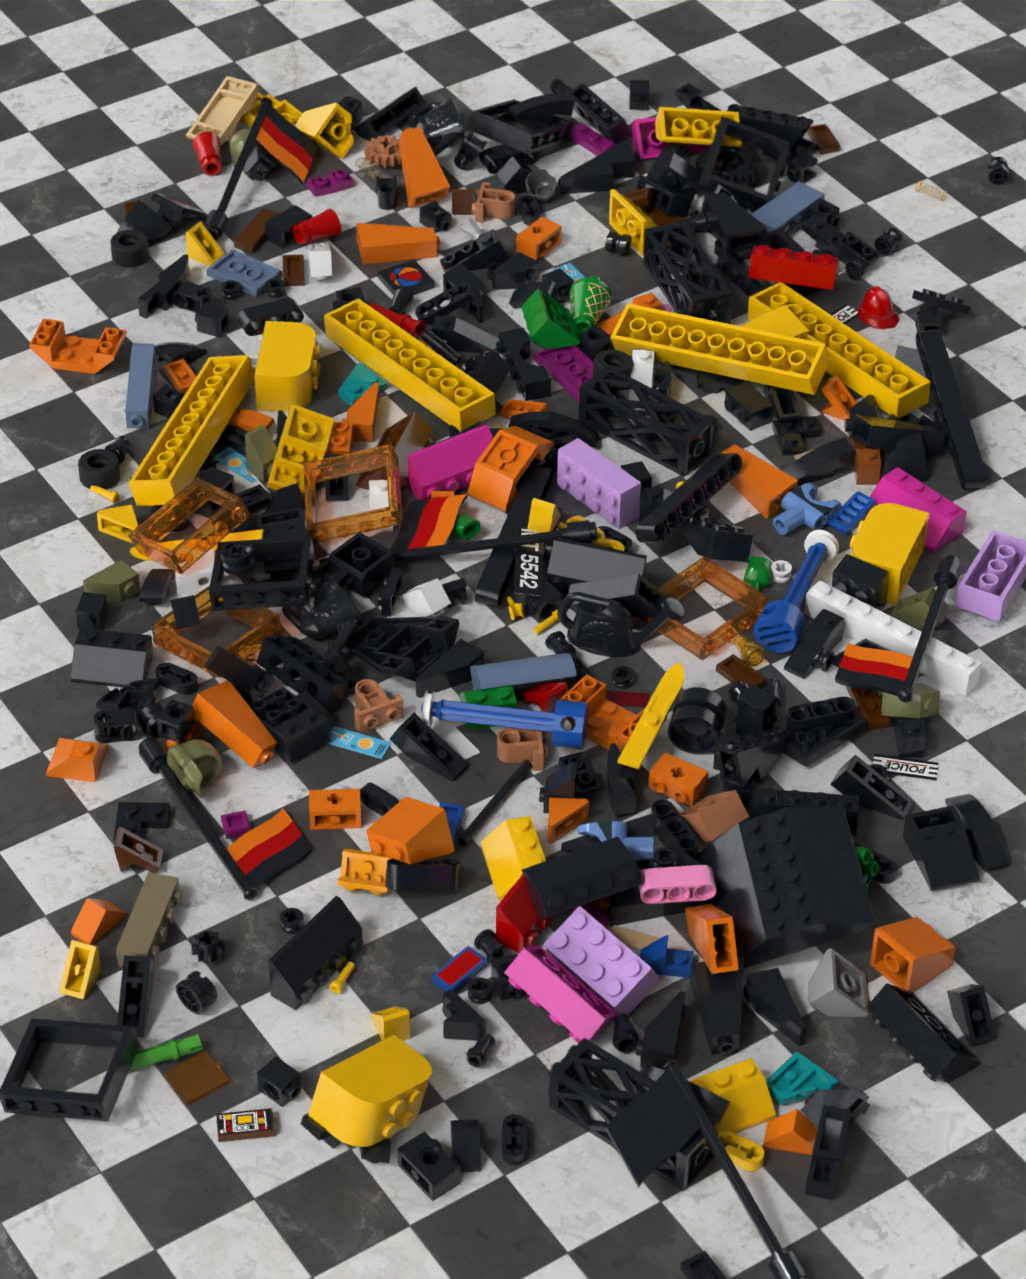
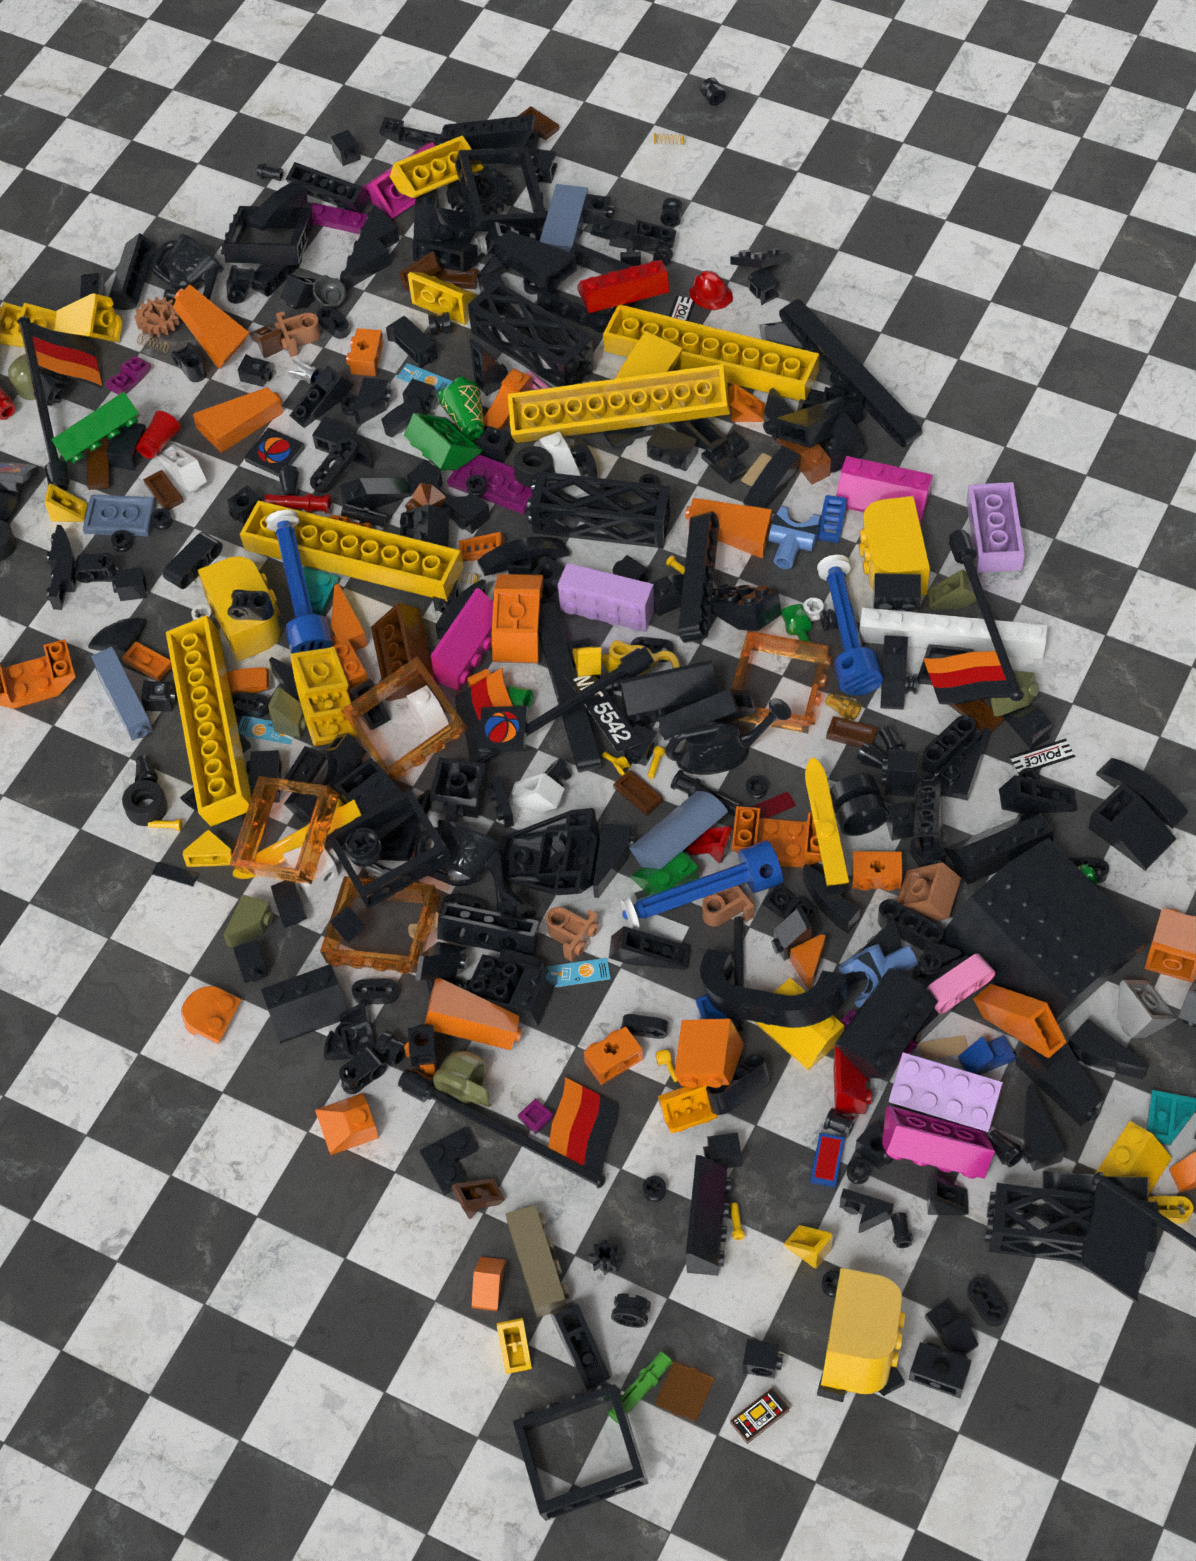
camera: 25 degrees left, 15 degrees up
(31, 632) = (209, 1012): none -> orange slope
(84, 531) = (175, 874): none -> black window
(267, 198) = (96, 427): none -> green brick
(285, 358) = (250, 605): none -> black piece
(327, 398) = (307, 630): none -> blue piece
(374, 918) = (724, 1150): none -> black brick
(431, 537) = (503, 729): none -> tile
(469, 809) = (767, 1007): none -> black arch
(504, 349) = (428, 494): none -> dark orange slope
(515, 637) = (638, 793): none -> reddish brown tile
(538, 1042) = (946, 1198): none -> black slope
(554, 364) = (472, 482): none -> black bush
(583, 246) = (412, 341): none -> black window
(629, 281) = (486, 369): none -> black slope
(785, 582) = (828, 620): none -> black bush

